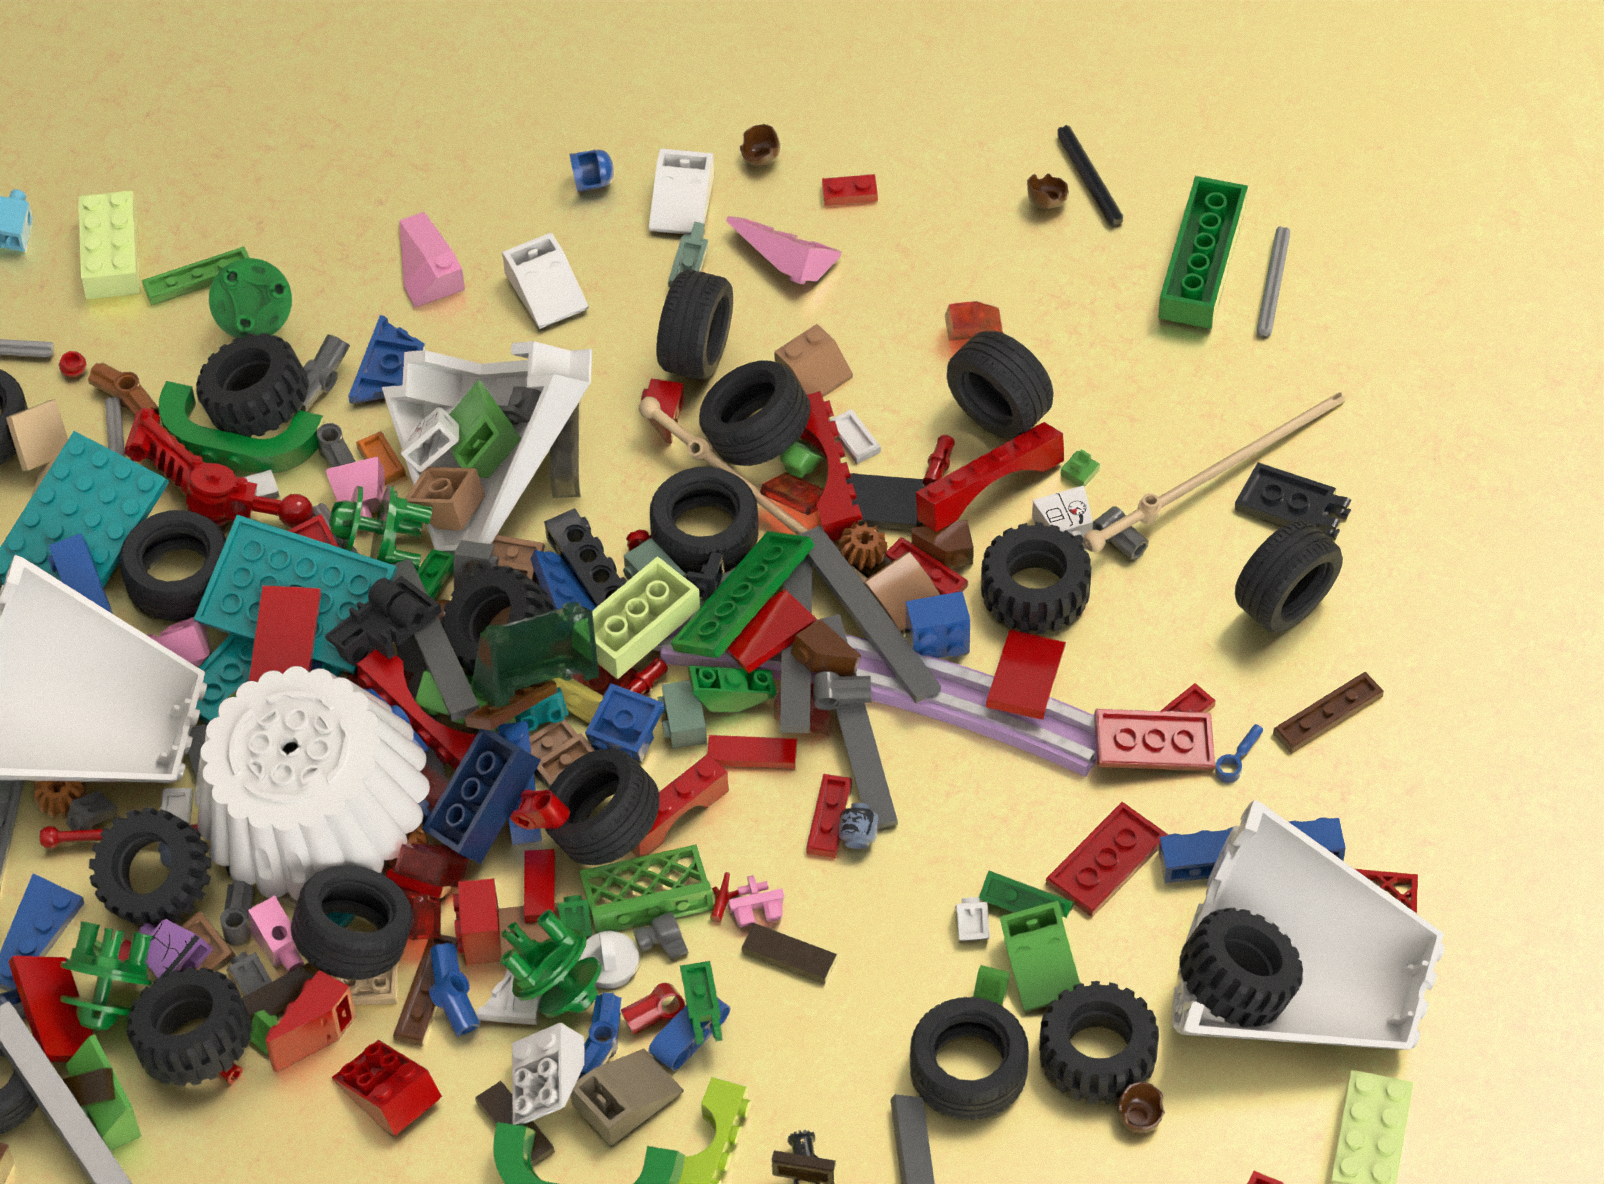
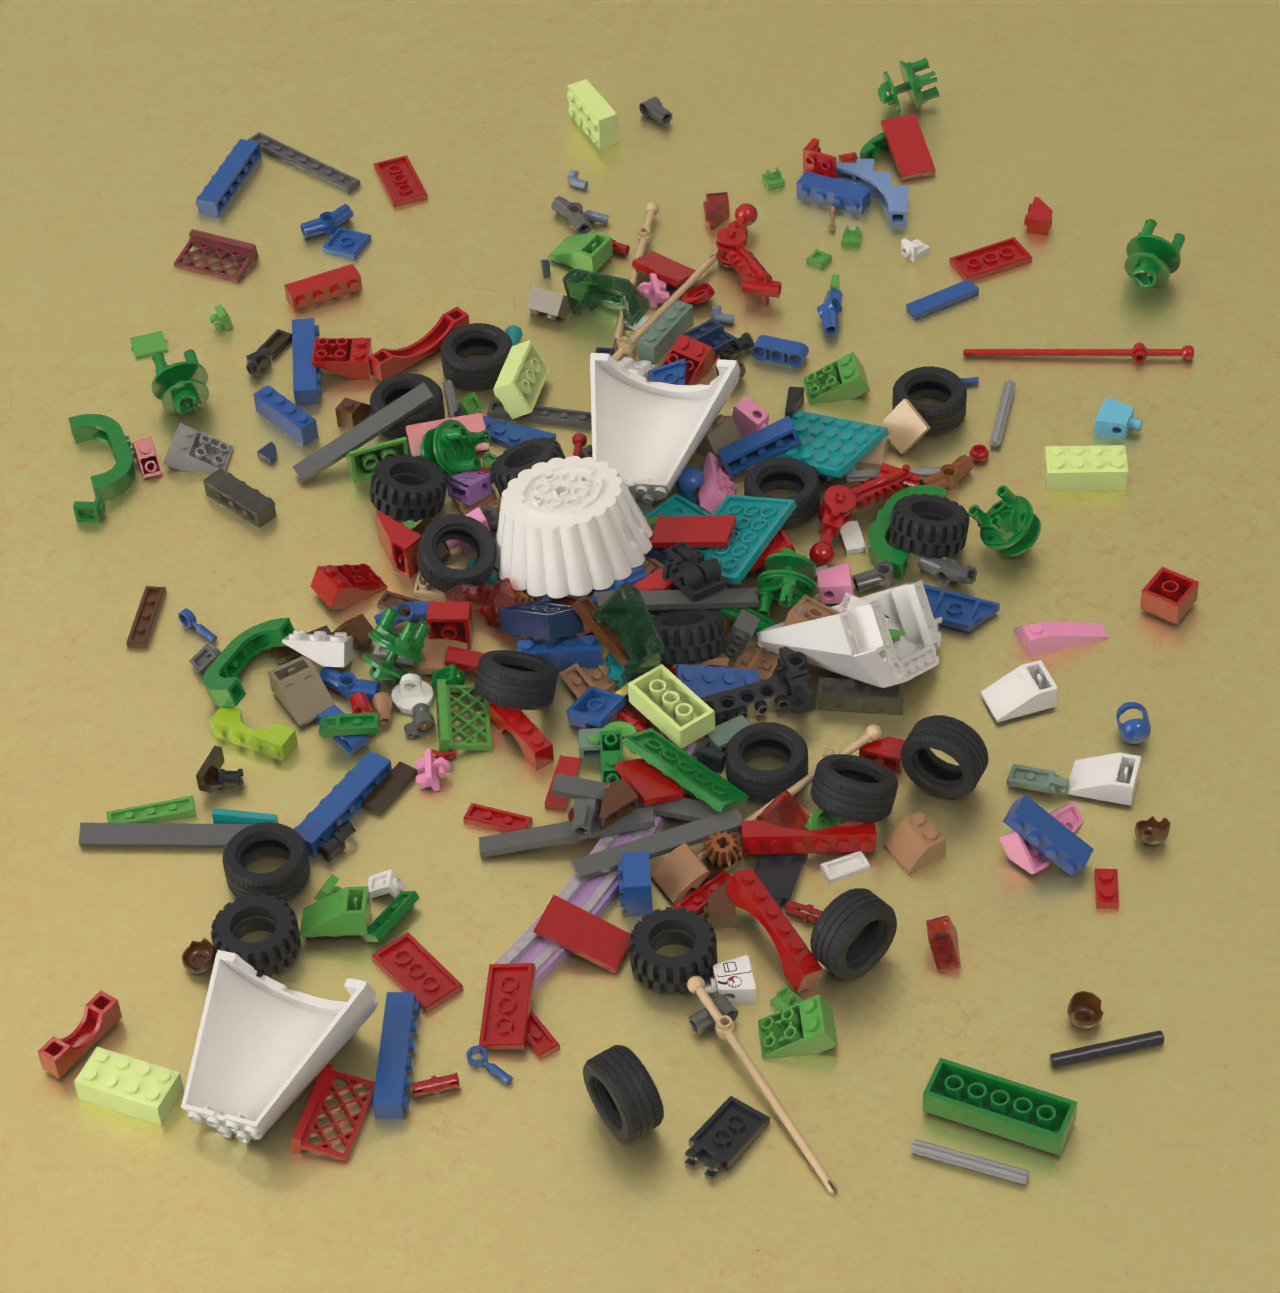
camera: 100 degrees right, 10 degrees down
(92, 1087) = (376, 440): dark brown tile -> none
(189, 277) = (1057, 517): bright green tile -> none
(359, 146) = (1169, 595): none -> red brick
(489, 1055) = (358, 628): none -> reddish brown slope
(540, 810) = (515, 643): red piece -> none
(574, 491) = (795, 672): none -> black plate
(637, 986) = (383, 704): none -> medium nougat cone
(669, 686) = (627, 729): none -> bright green piece
(805, 223) = (1048, 835): none -> blue brick
(831, 998) = (343, 801): none -> blue brick
(858, 826) = (476, 826): sand blue head -> none
(883, 1112) = (226, 816): none -> teal tile
(902, 991) = (336, 841): none -> black connector
(1126, 449) = (798, 1030): none -> bright green slope
(1241, 967) = (262, 977): black tyre -> none
(1285, 798) = (435, 1085): none -> red pin
(1328, 712) = (514, 1129): reddish brown tile -> none

